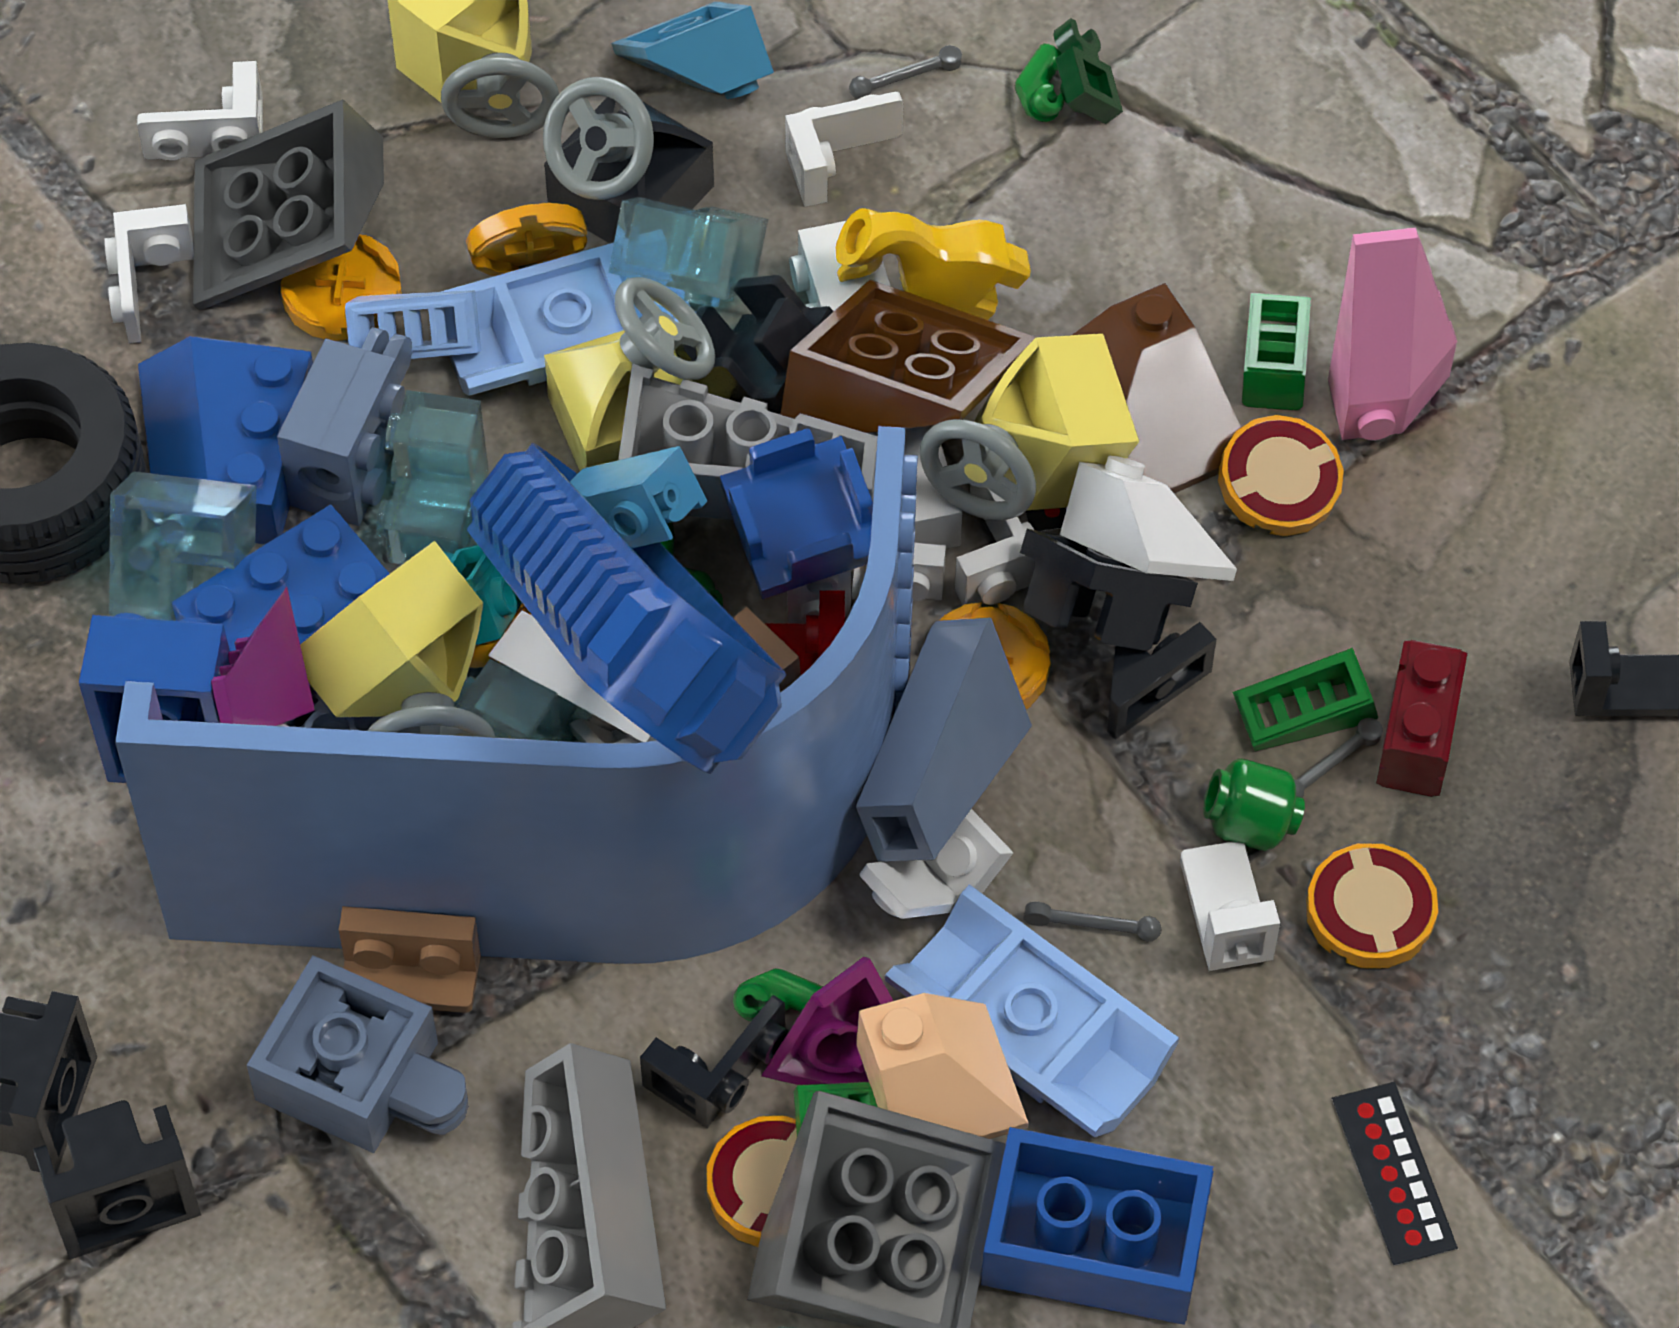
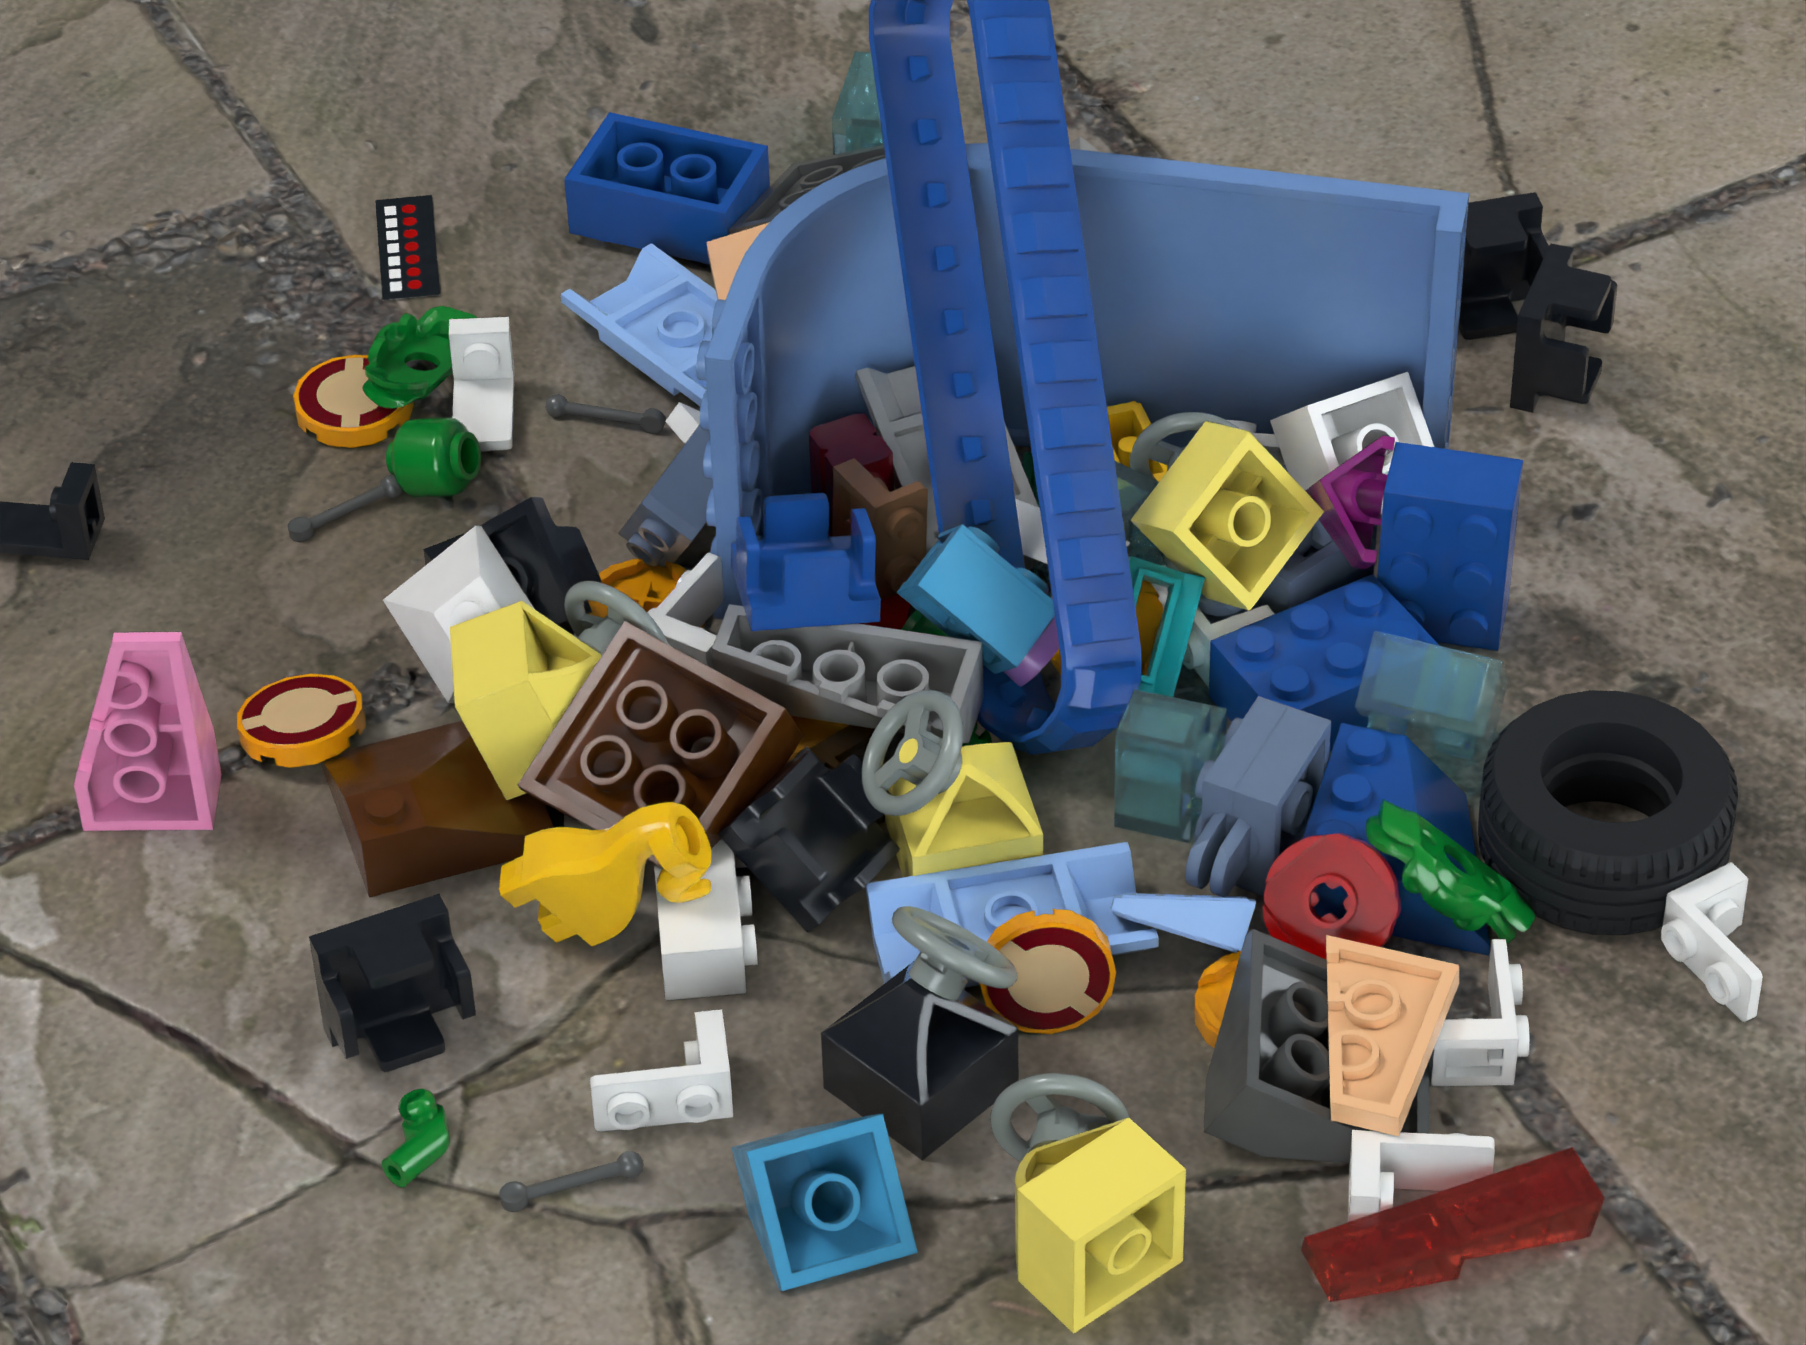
camera: 170 degrees left, 15 degrees down
(107, 107) = (1434, 1235): none -> clear red slope
(202, 352) = (1466, 898): none -> green piece
(230, 192) = (1381, 1029): none -> light nougat wing
(275, 323) = (1337, 861): none -> red plate
(688, 248) = (848, 909): clear light blue brick -> none
(940, 519) = (689, 606): none -> white bracket
(1085, 80) = (361, 1124): dark green plate -> none
(1104, 172) = (388, 979): none -> black panel
(1276, 352) = (252, 799): green slope -> none
(1321, 675) = (347, 544): green slope -> none
(1325, 900) = (389, 378): none -> green piece
(1422, 718) = (251, 501): dark red brick -> none

